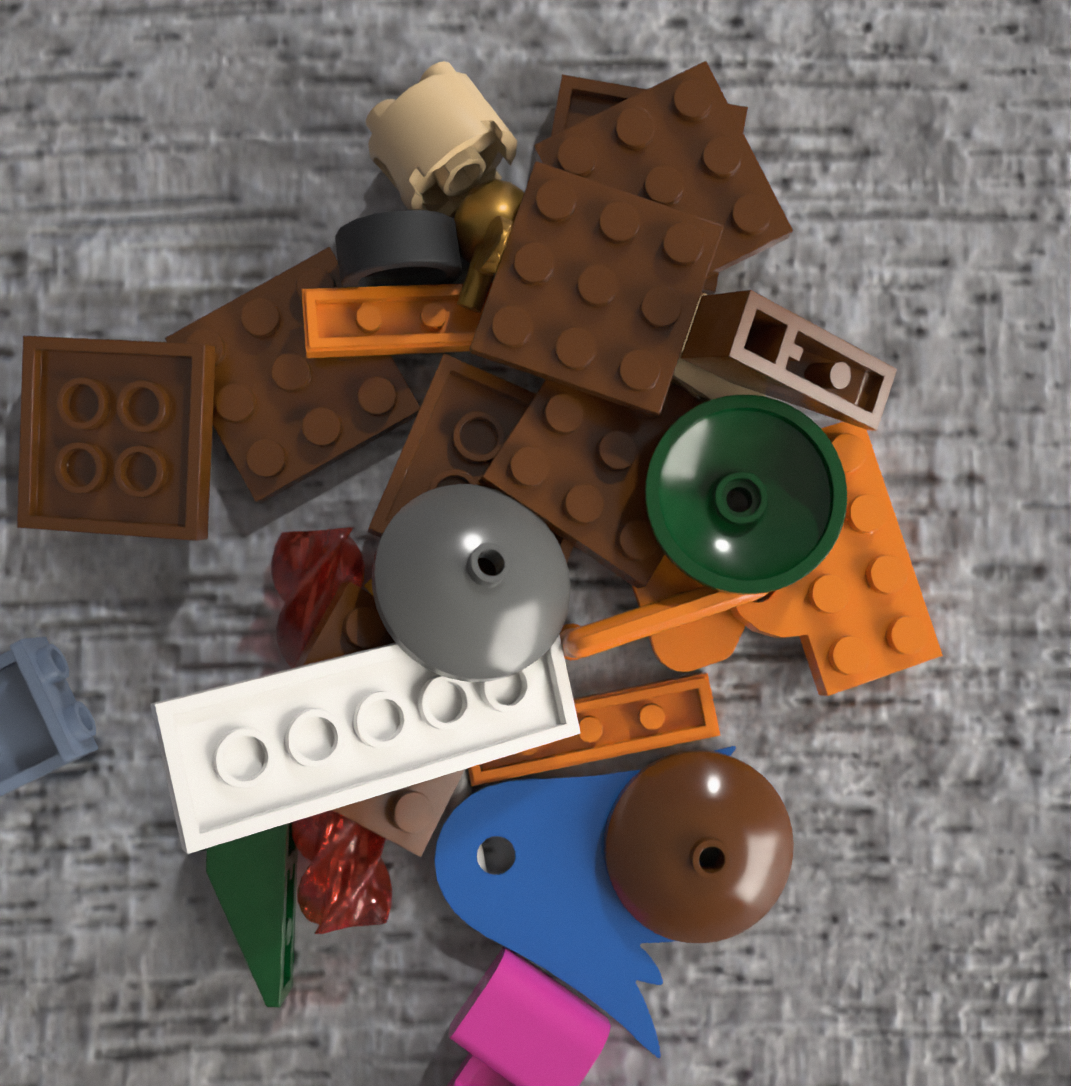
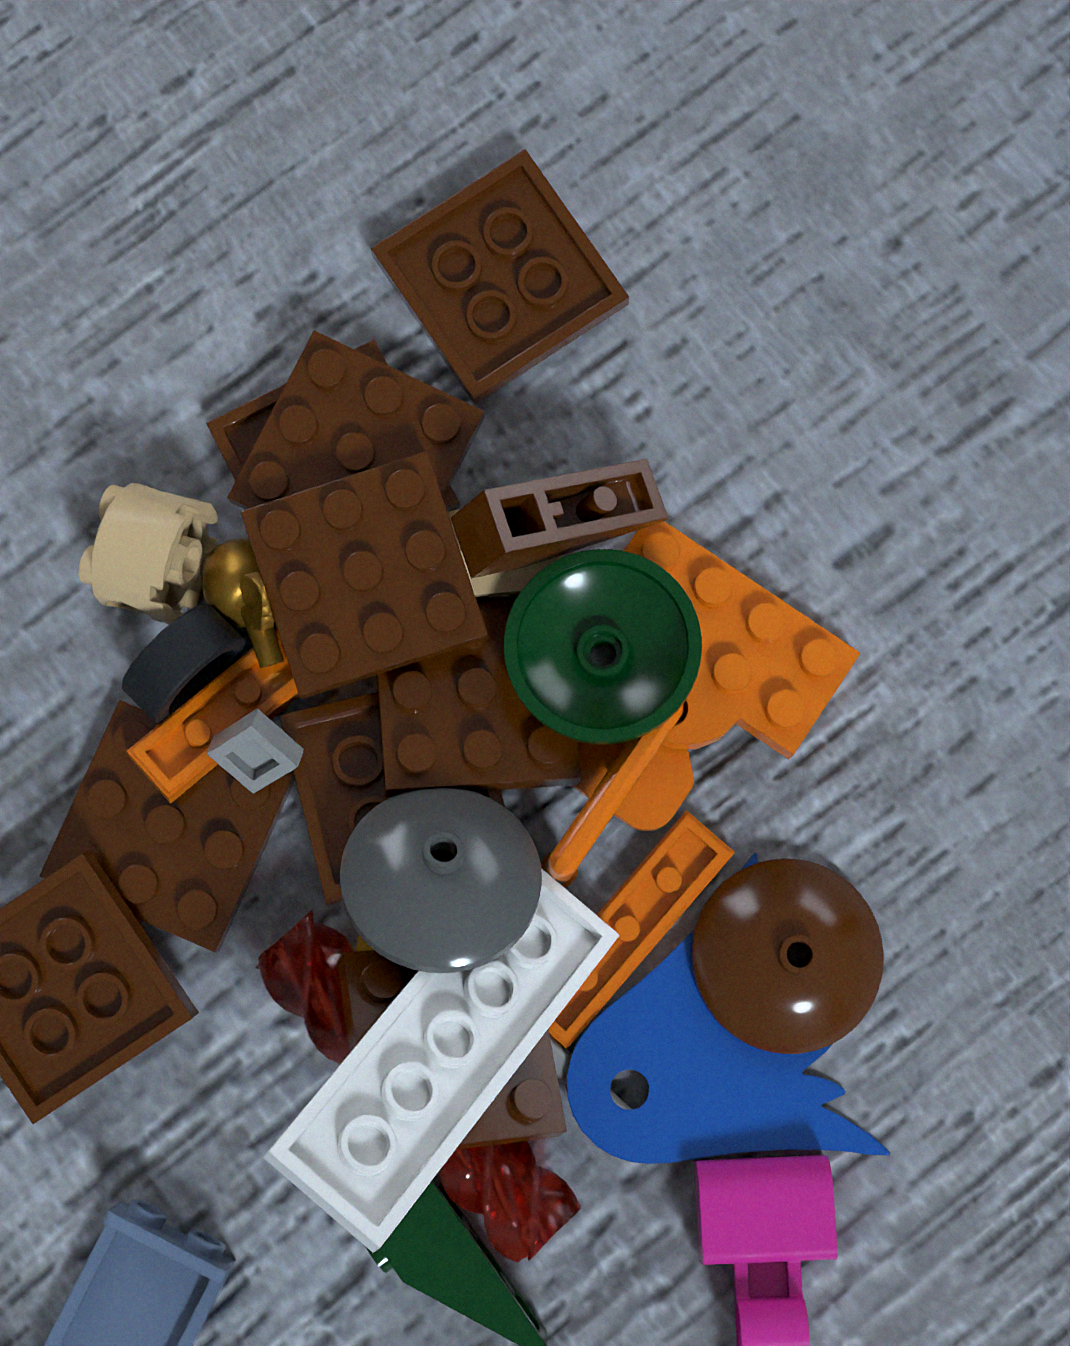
camera: 35 degrees left, 5 degrees down
(402, 366) = (255, 751): none -> light grey plate
(887, 132) = (500, 276): none -> reddish brown plate

